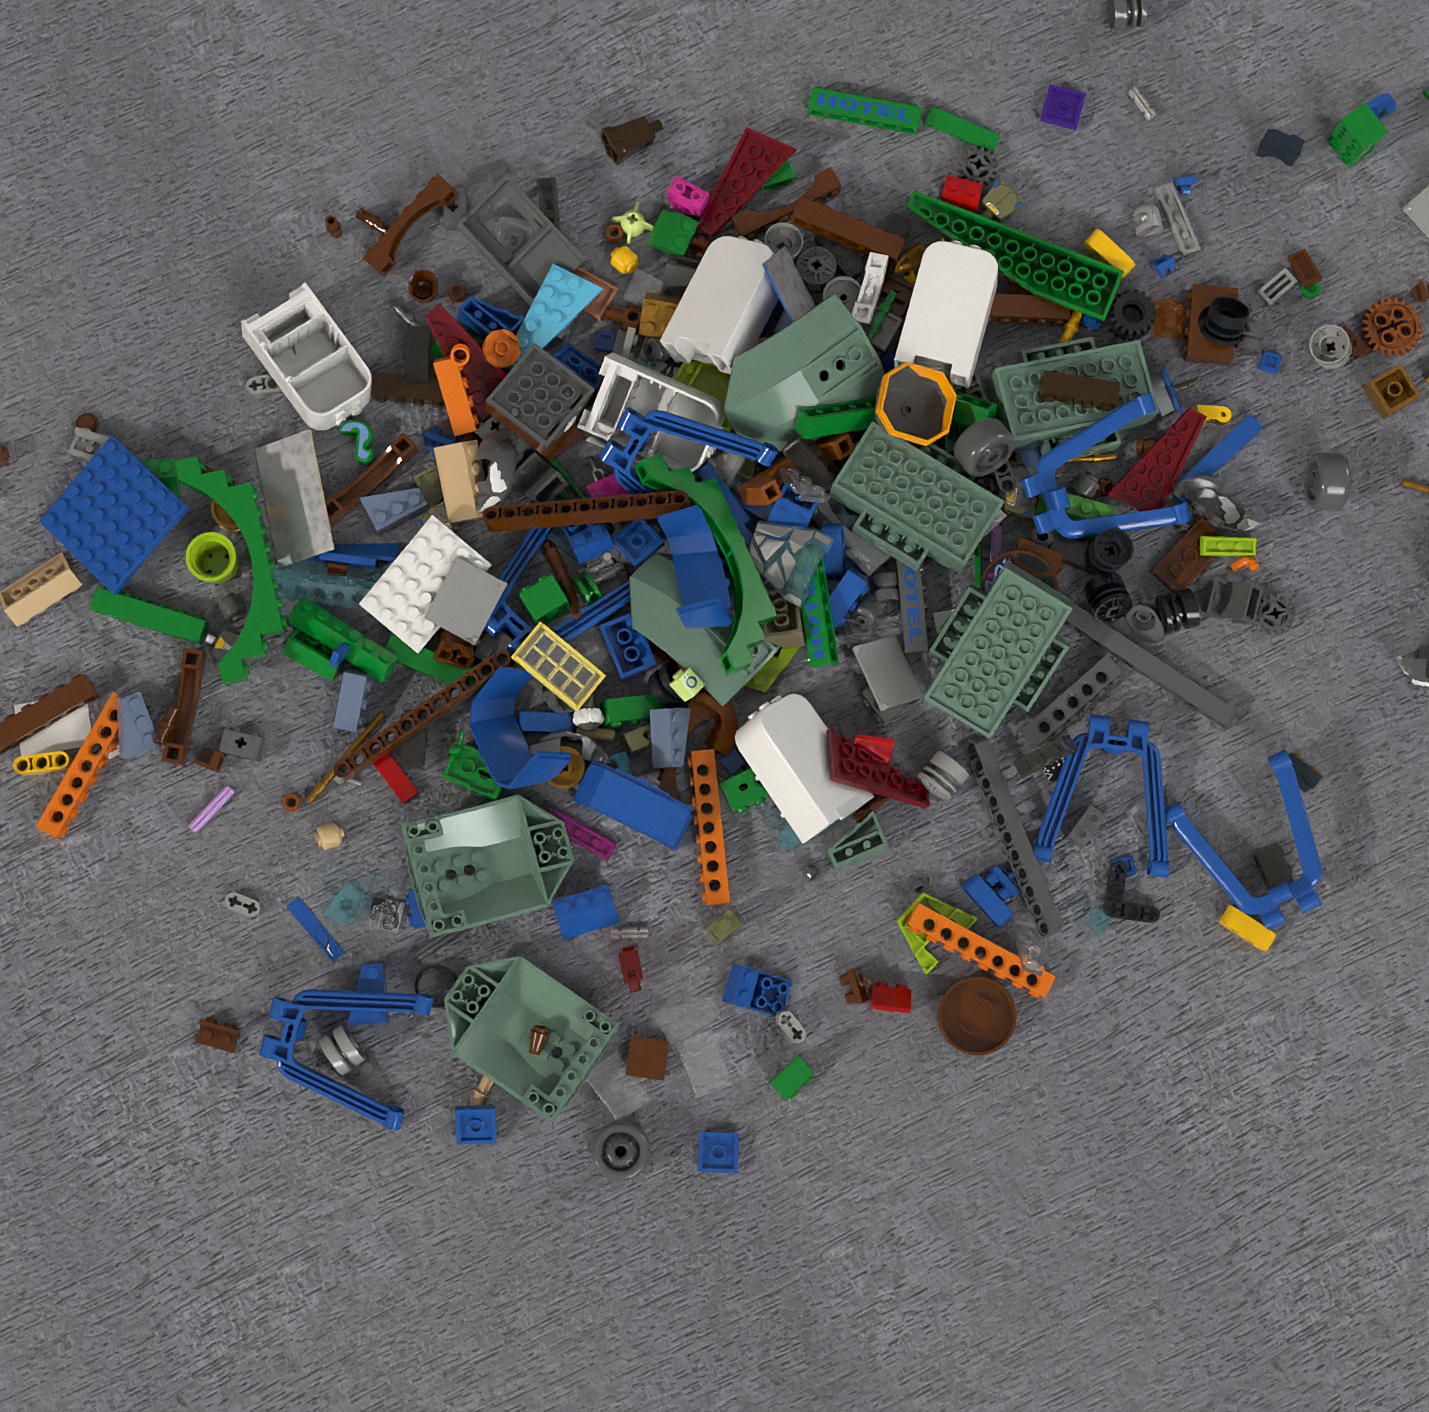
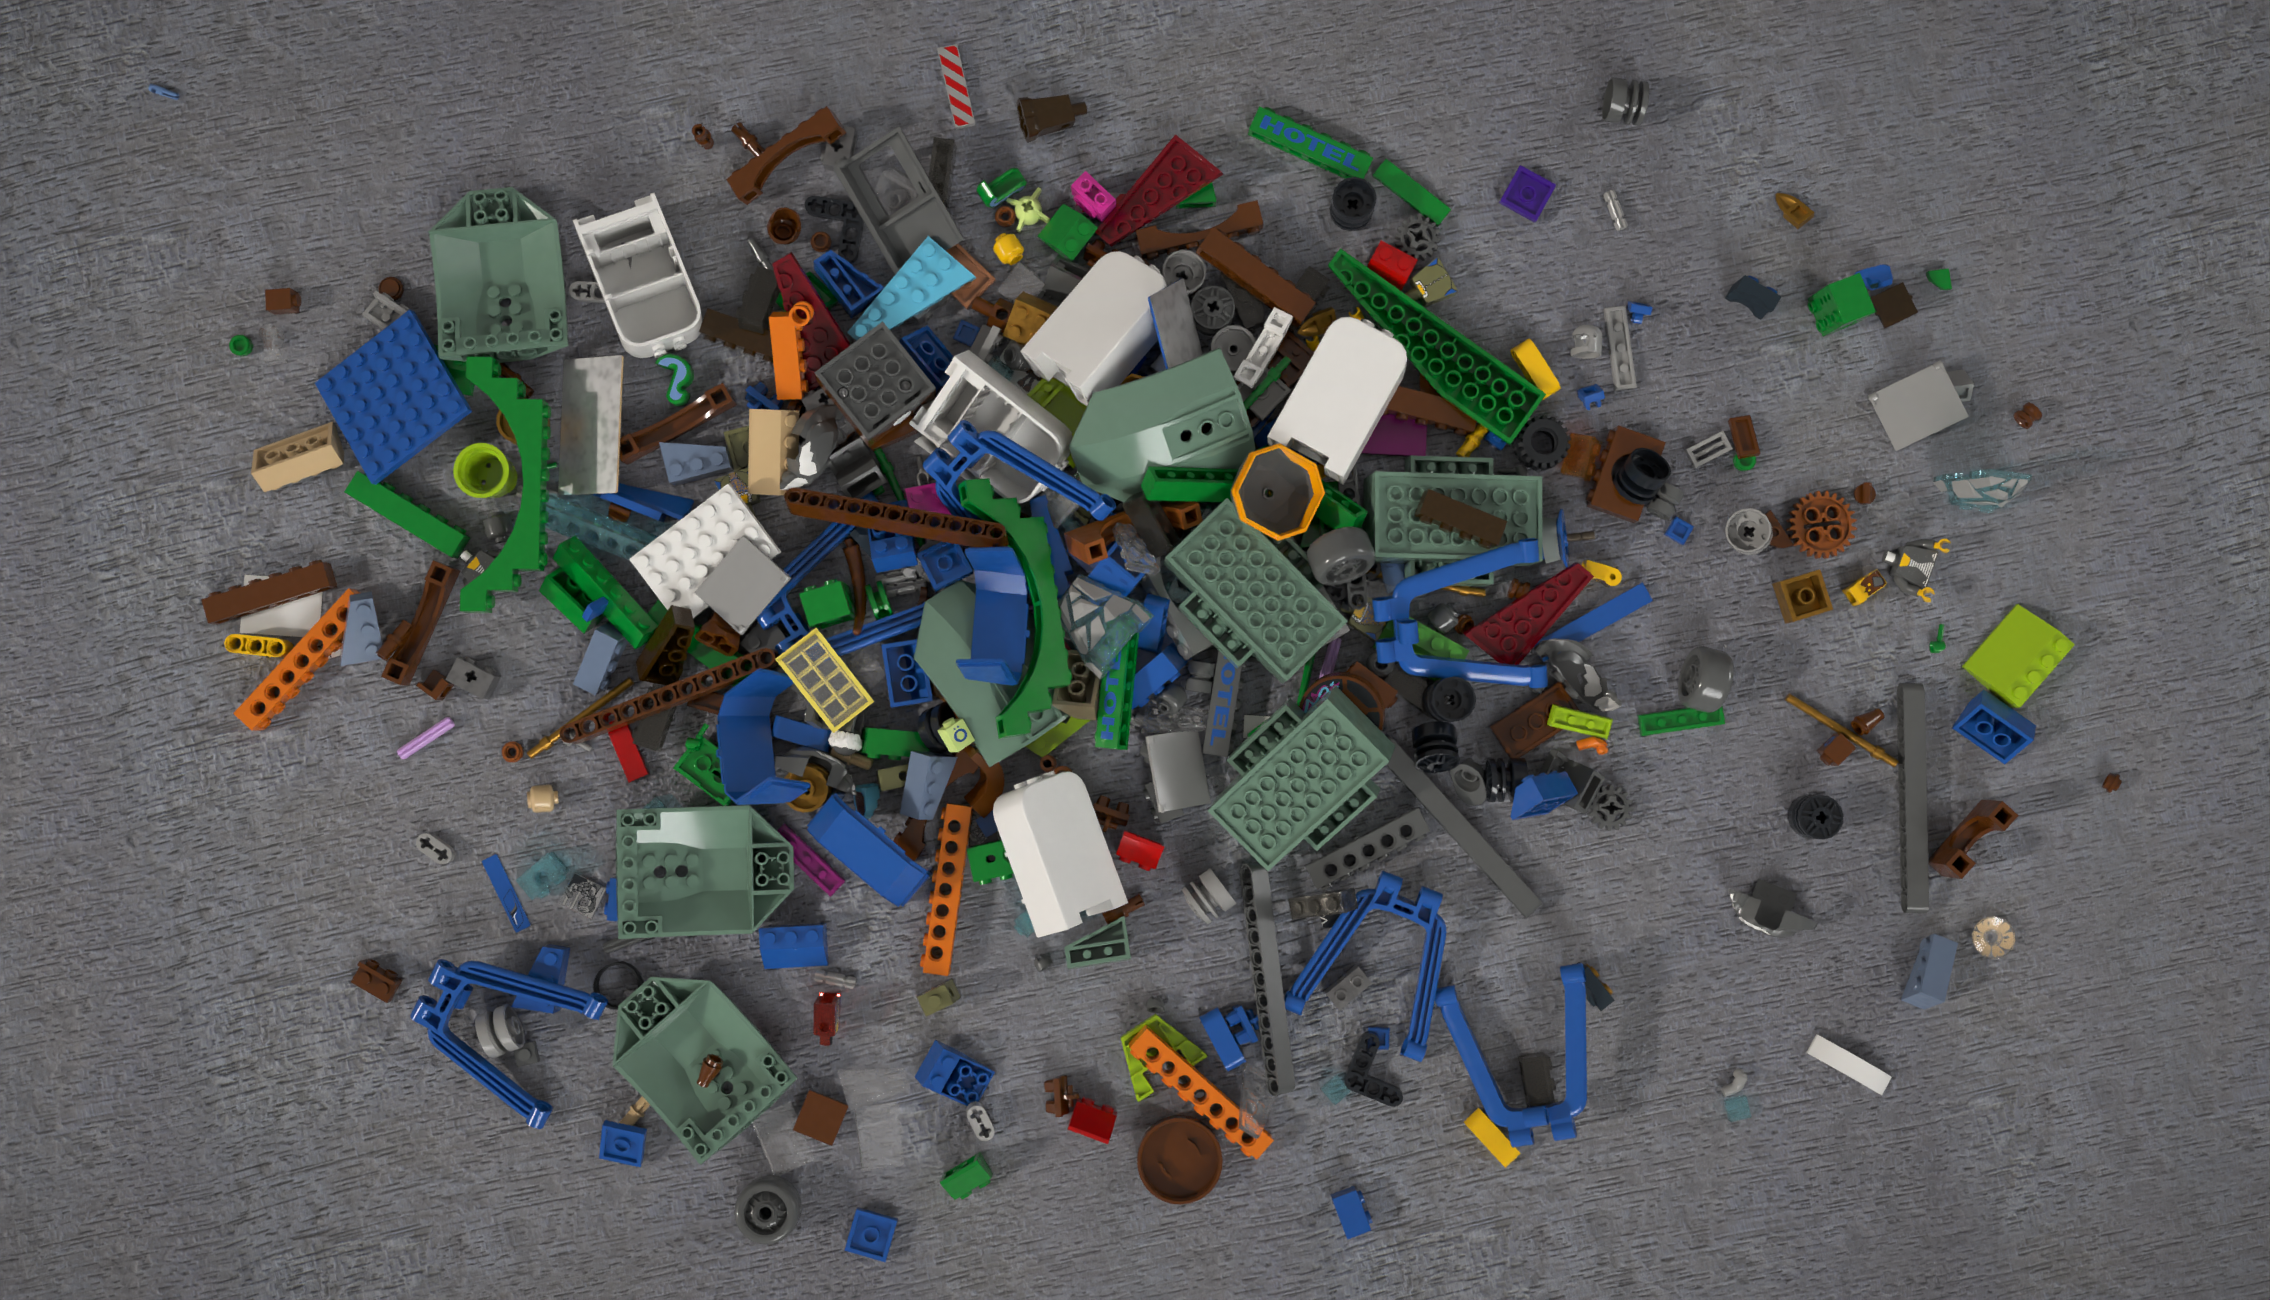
camera: 15 degrees right, 5 degrees up
(177, 366) = (493, 250): none -> sand green wedge
(411, 673) = (667, 648): none -> dark brown wedge
(457, 716) = (709, 702): none -> reddish brown tile
(478, 271) = (848, 222): none -> black beam
(501, 348) = (849, 316): orange tile -> none
(543, 133) = (956, 86): none -> tile
(604, 209) = (1001, 188): none -> green animal
(771, 689) = (1044, 767): none -> reddish brown pin
(843, 727) = (1110, 817): none -> reddish brown hips
(867, 772) = (1127, 875): dark red wing -> none
(915, 142) = (1351, 193): none -> black wheel
(1004, 341) = (1397, 438): none -> magenta tile
(1141, 1025) = (1351, 1213): none -> blue brick
(1211, 614) = (1541, 794): none -> blue slope
(1295, 66) = (1794, 210): none -> pearl gold plate
(1314, 524) = (1678, 720): none -> green tile
(1403, 127) = (1893, 305): none -> dark brown piece

